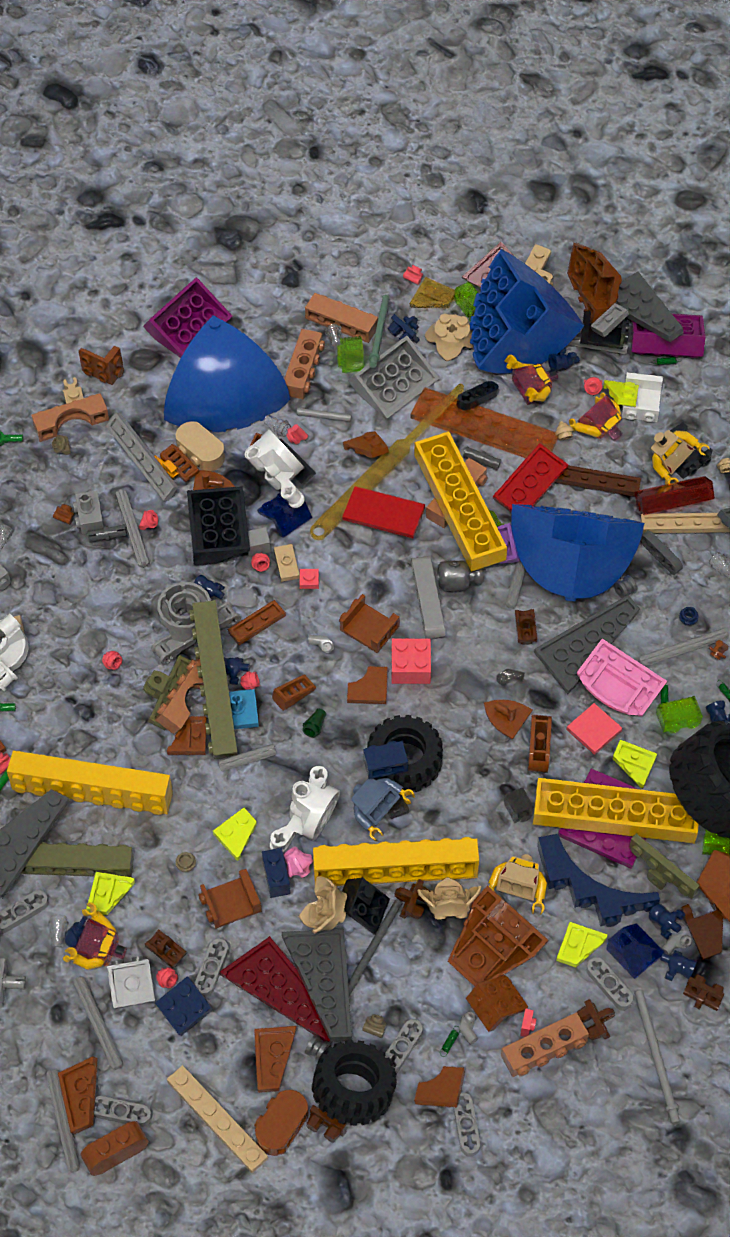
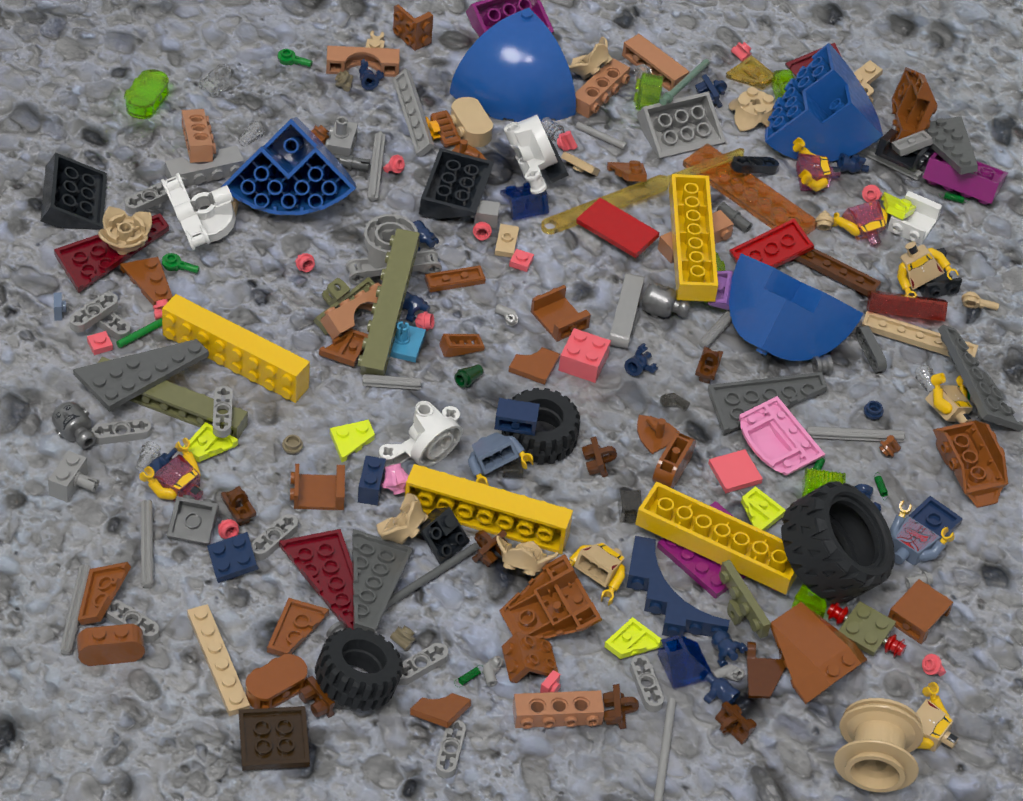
camera: 15 degrees right, 10 degrees down
(61, 573) = (291, 174): none -> blue brick
(82, 433) = (368, 79): none -> dark blue piece
(111, 848) = (226, 418): none -> light grey beam
(284, 341) = (590, 63): none -> tan brick
(304, 1181) = (274, 738): none -> dark brown plate
(319, 455) = (579, 164): none -> tan plate
(462, 648) = (639, 362): none -> dark blue piece
(471, 762) = (594, 450): none -> reddish brown hips

